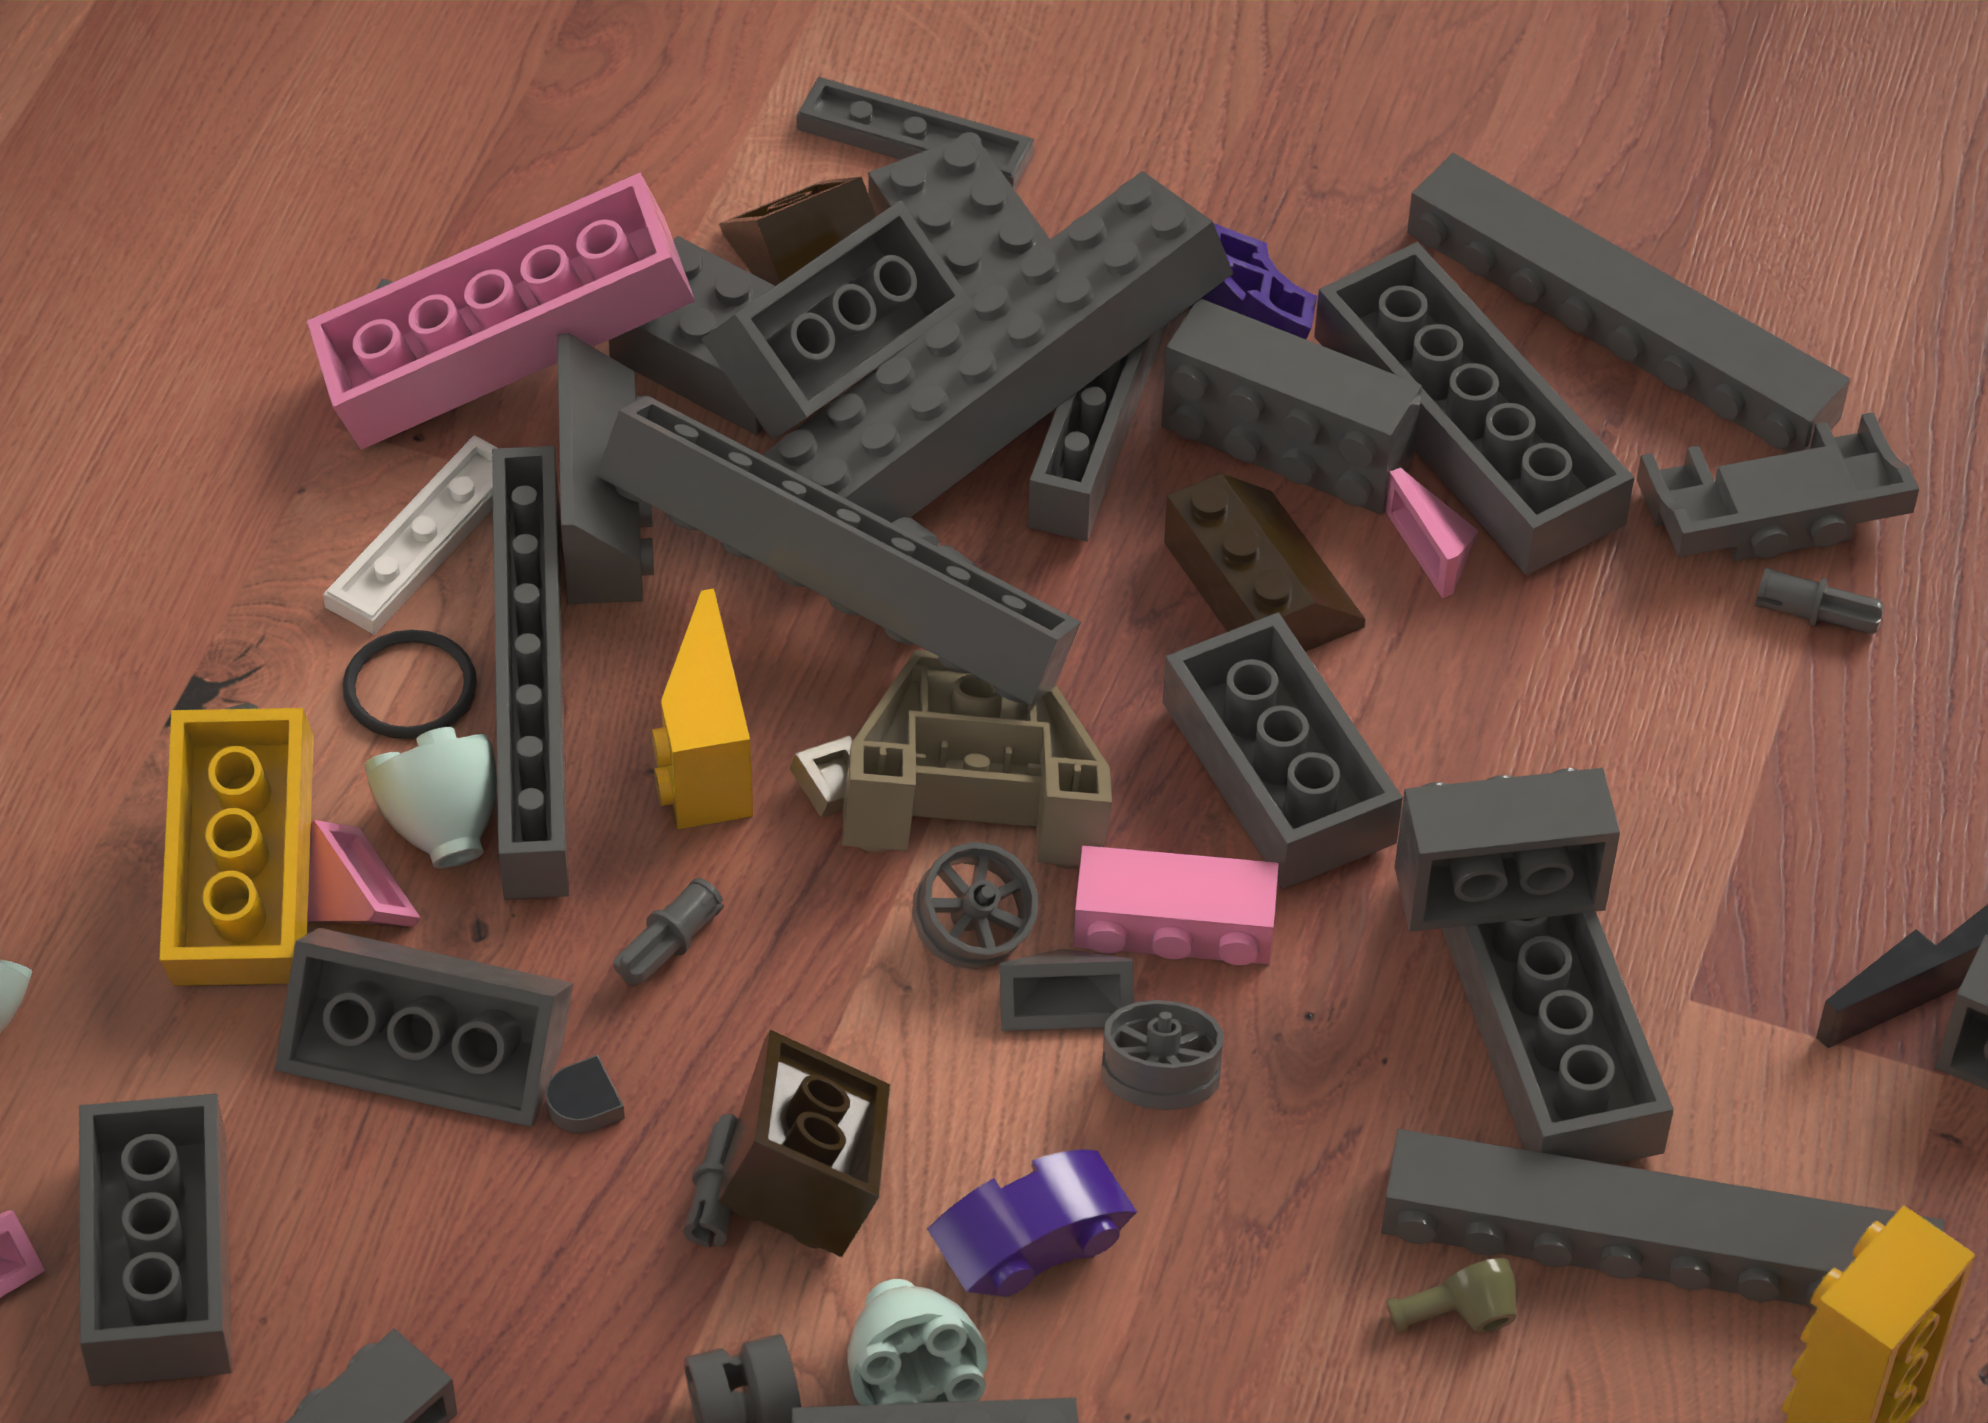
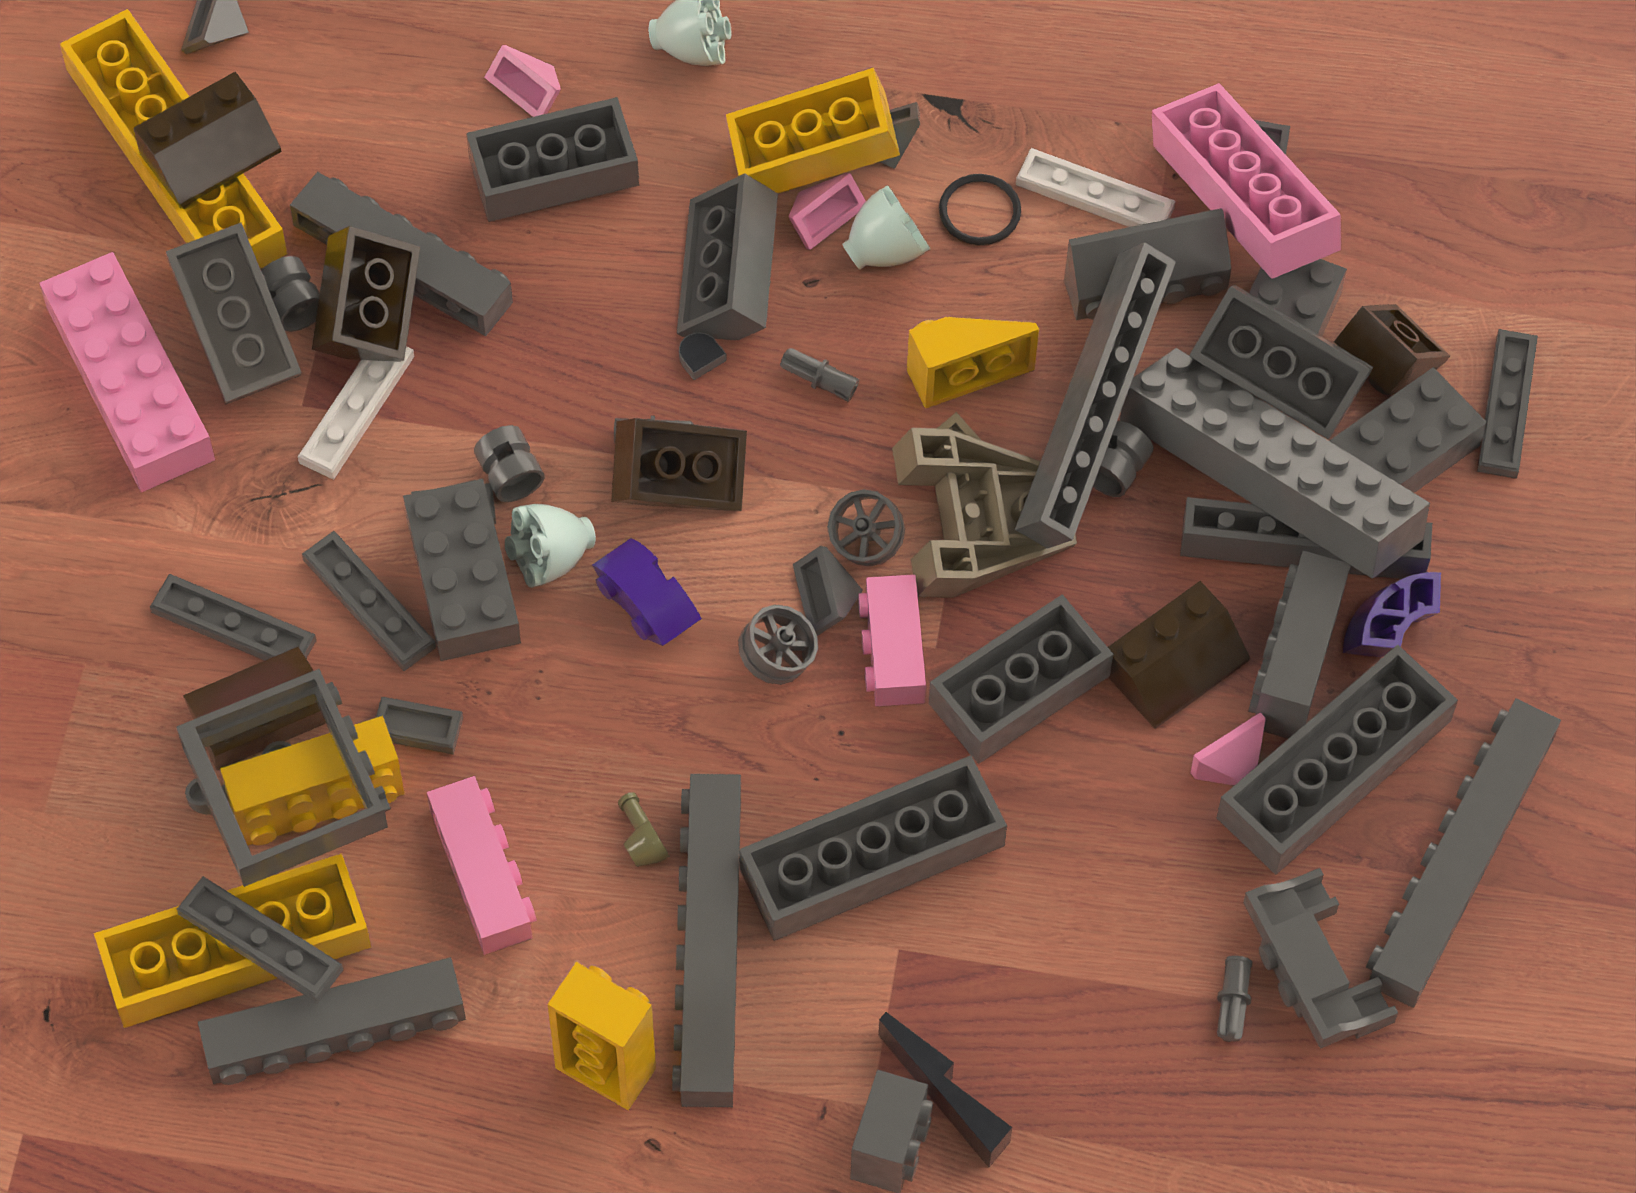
camera: 80 degrees right, 10 degrees up
(529, 674) = (969, 261): dark grey brick -> none
(1506, 848) = (924, 787): dark grey brick -> none

